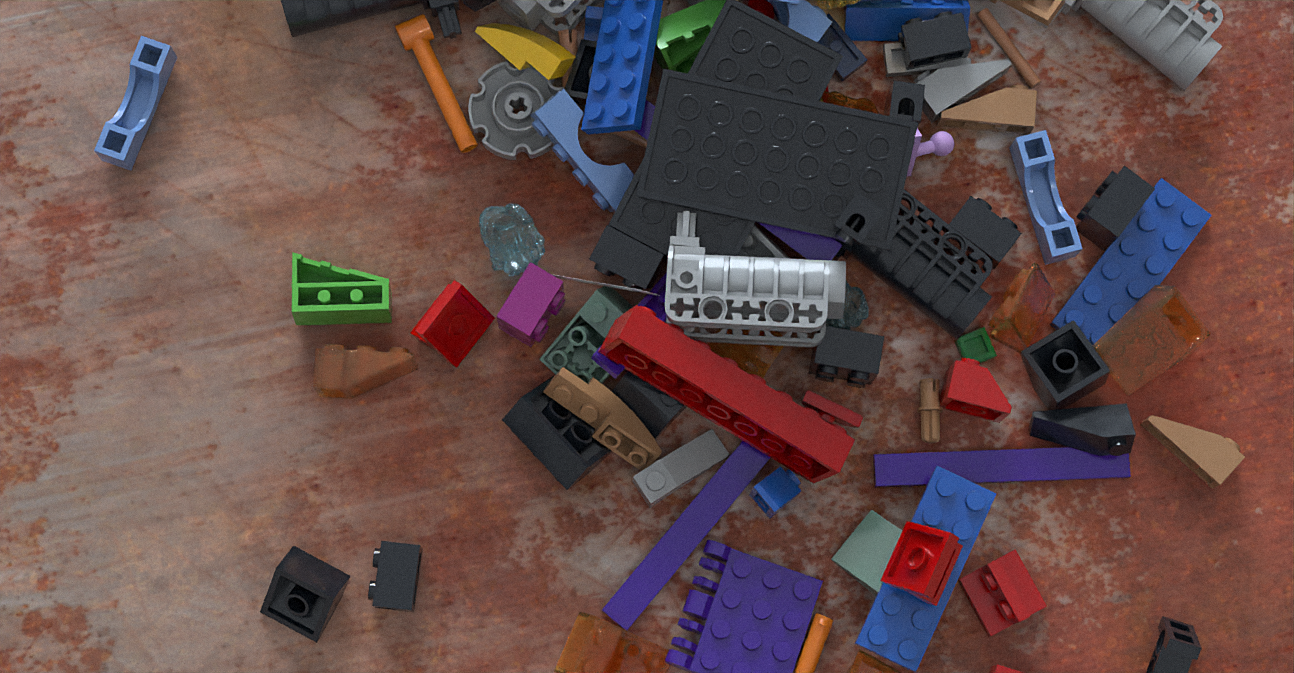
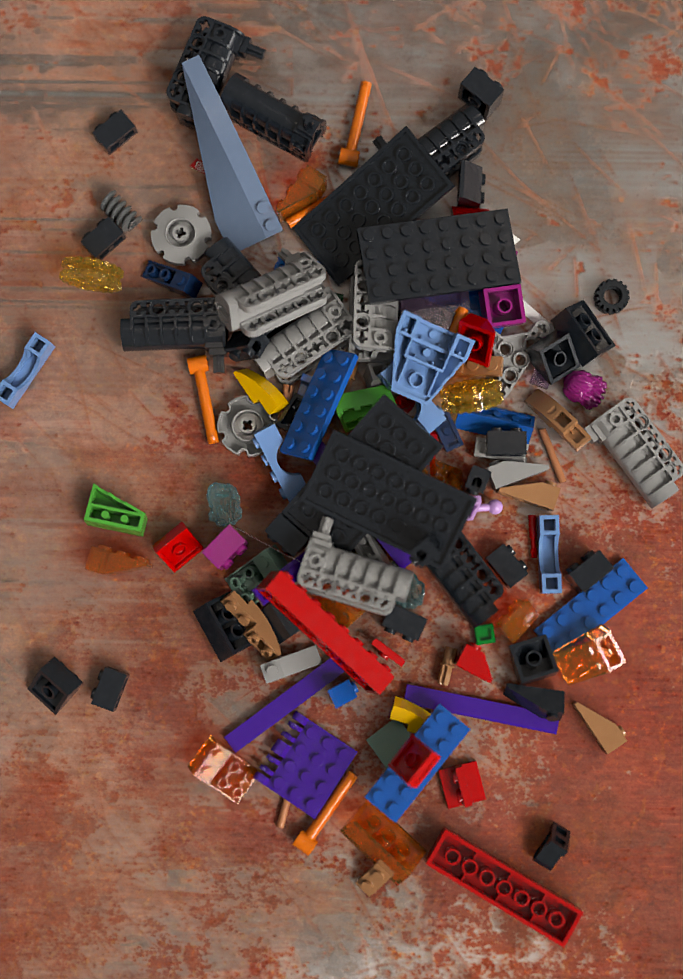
camera: 25 degrees right, 5 degrees up
(889, 497) = (408, 713): none -> yellow slope
(1010, 176) = (532, 534): none -> red piece

